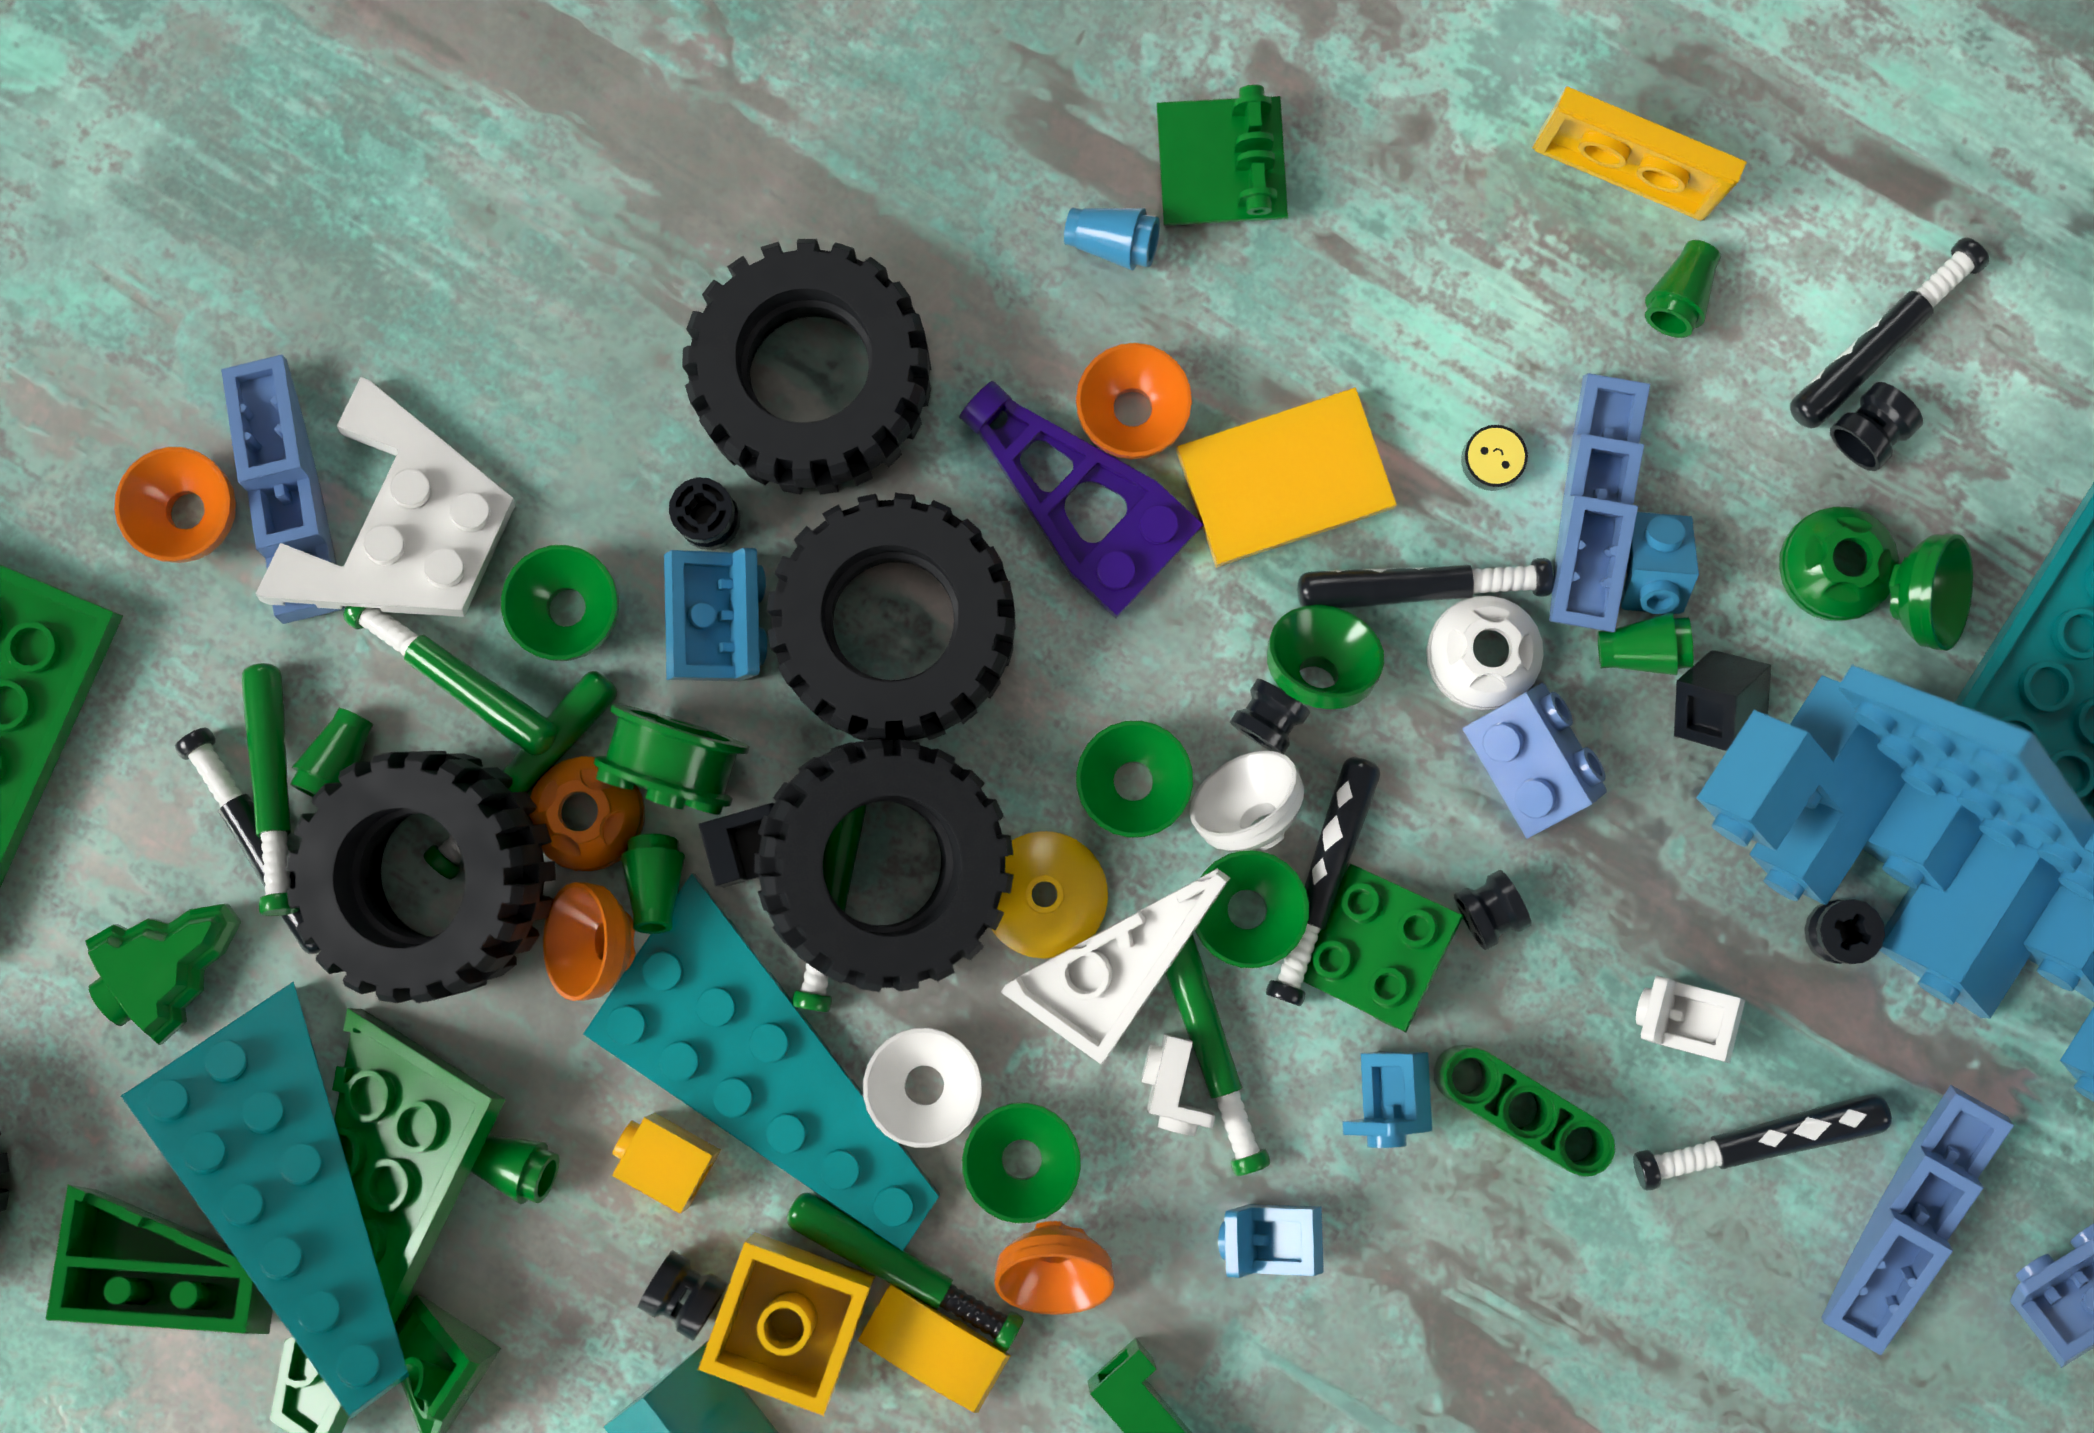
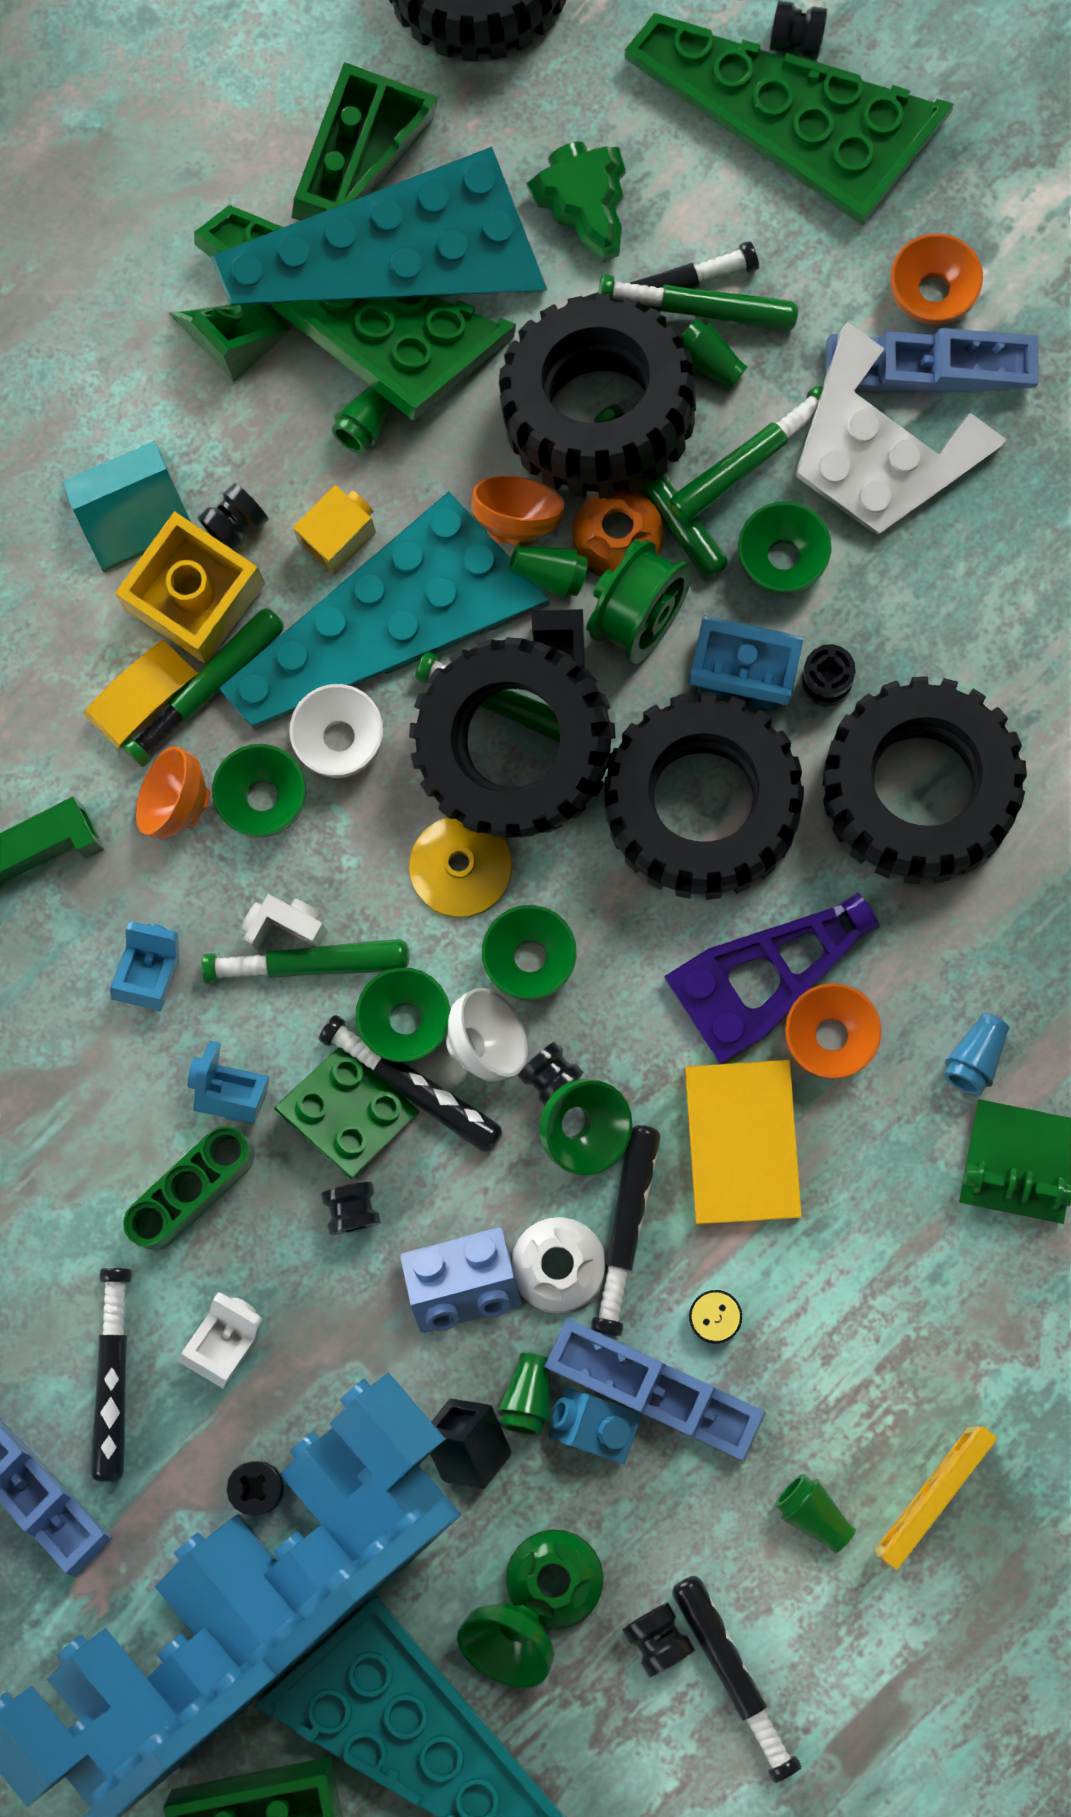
camera: 115 degrees right, 5 degrees down
(1105, 981) = (380, 892): white wing -> none

